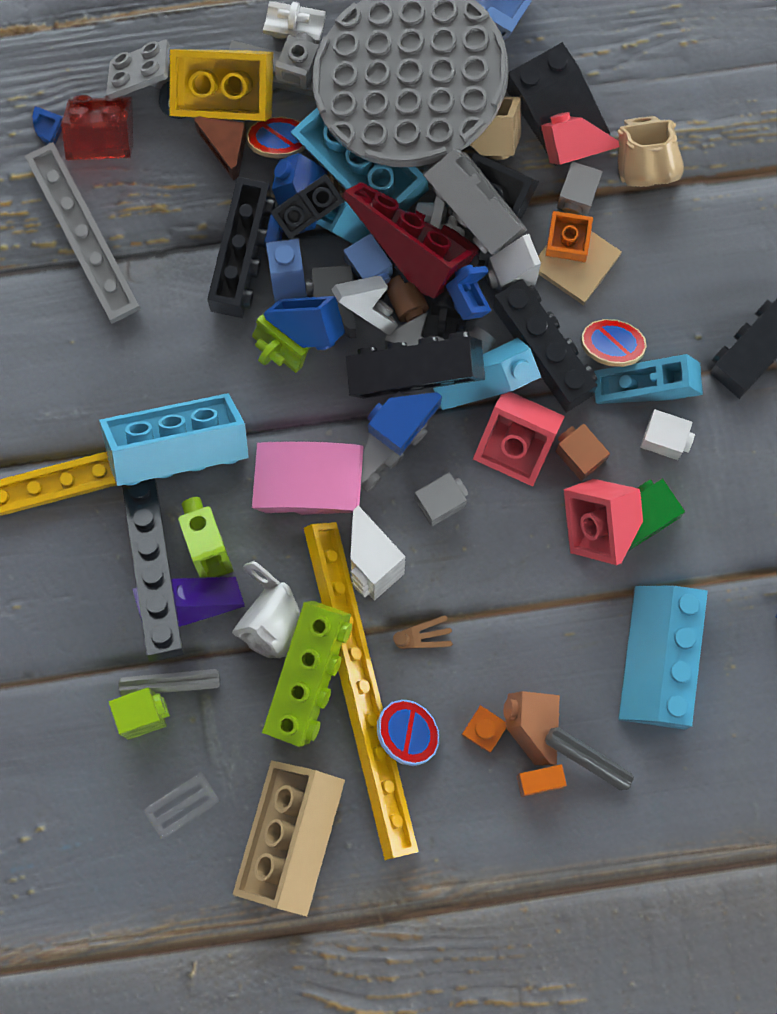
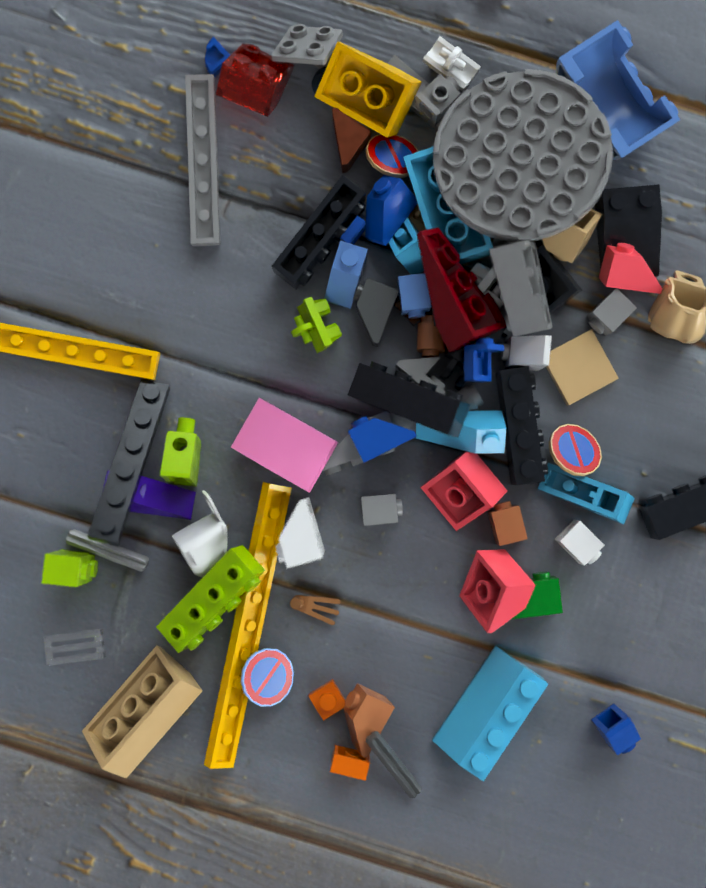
camera: 25 degrees right, 10 degrees up
(174, 439) = (195, 364): medium azure slope -> none
(307, 206) = (386, 226): black slope -> none
(308, 320) = (343, 319): blue slope -> none
(363, 299) = (394, 327): light grey slope -> none
(569, 236) = (583, 347): orange piece -> none

